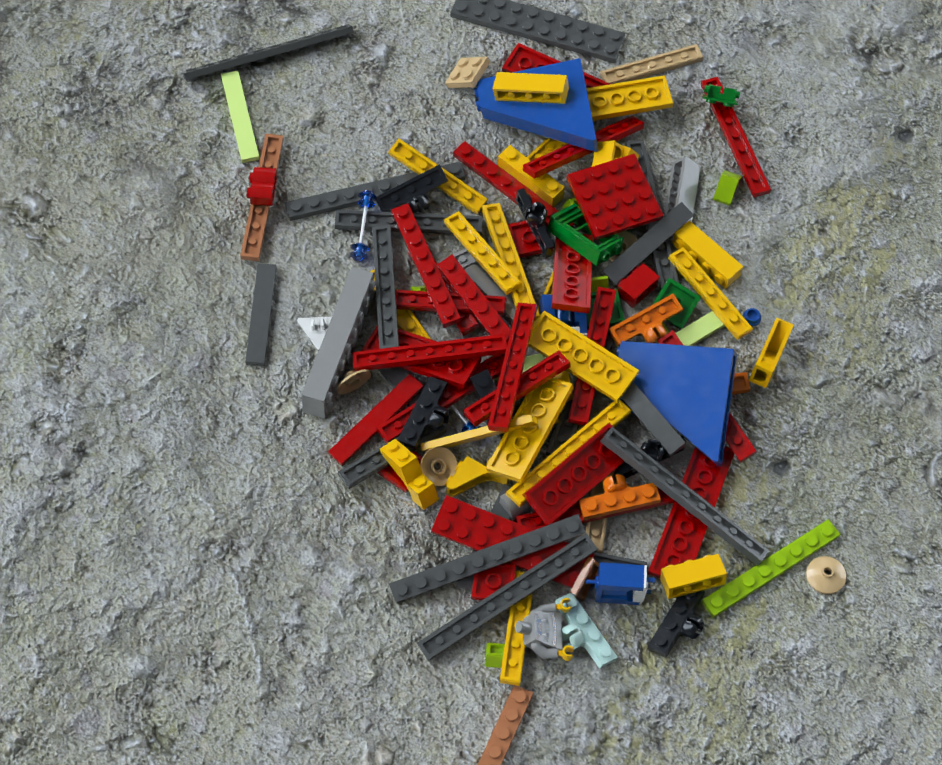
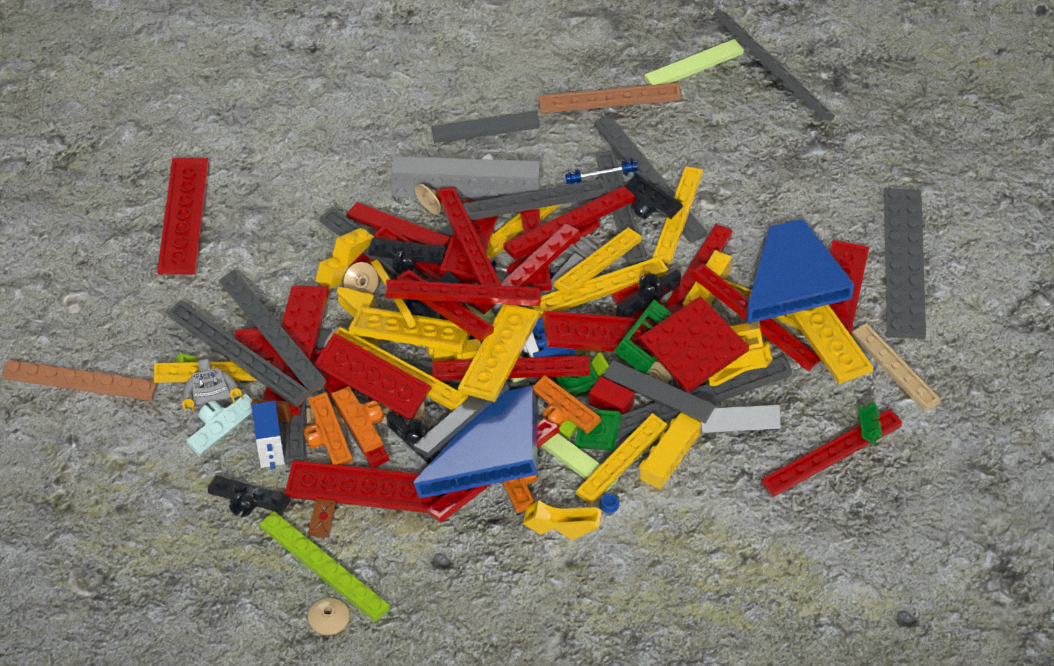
camera: 80 degrees right, 10 degrees down
(263, 186) = (613, 89): red brick -> none
(293, 623) = (183, 216): none -> red plate
(467, 72) = (814, 213): tan plate -> none
(530, 87) = (798, 250): yellow brick -> none
(622, 532) = (326, 431): none -> orange plate
(684, 496) = (371, 468): dark grey plate -> none
(693, 576) = (289, 490): yellow brick -> none
(727, 187) = (766, 456): lime slope -> none
(728, 559) = (322, 518): none -> dark orange tile

